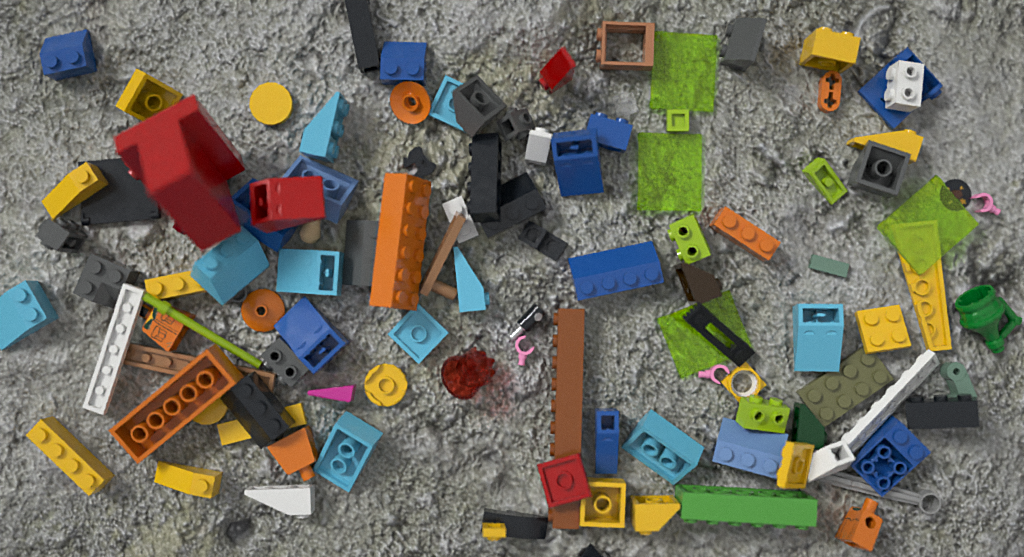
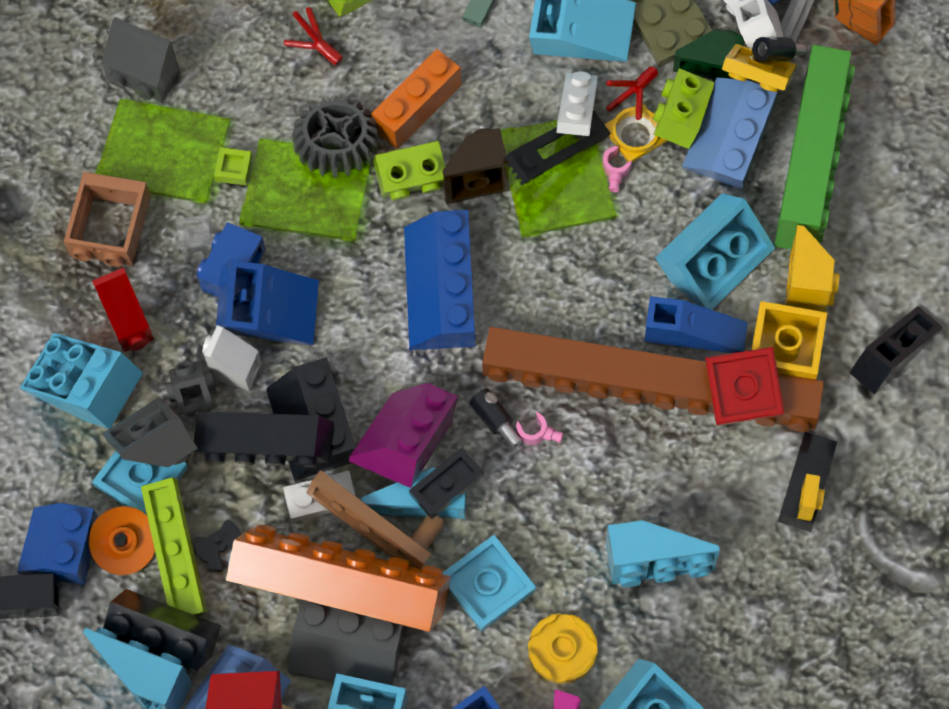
camera: 80 degrees left, 20 degrees down
(356, 138) = (162, 628): none -> black brick
(408, 135) = (173, 546): none -> lime plate
(447, 427) = (653, 552): none -> medium azure slope
(467, 373) = (561, 508): clear red hat -> none
(471, 299) = (446, 483): none -> black plate
(503, 266) = (406, 433): none -> magenta slope
(513, 53) = (82, 379): none -> medium azure slope
(543, 241) = (376, 379): black slope -> none
(721, 195) = (332, 147): none -> dark grey gear
(754, 343) = (577, 104): none -> white plate
(776, 379) = (636, 86): none -> red plant
(777, 160) = (315, 34): none -> red plant
(810, 475) = (776, 49): none -> black piece

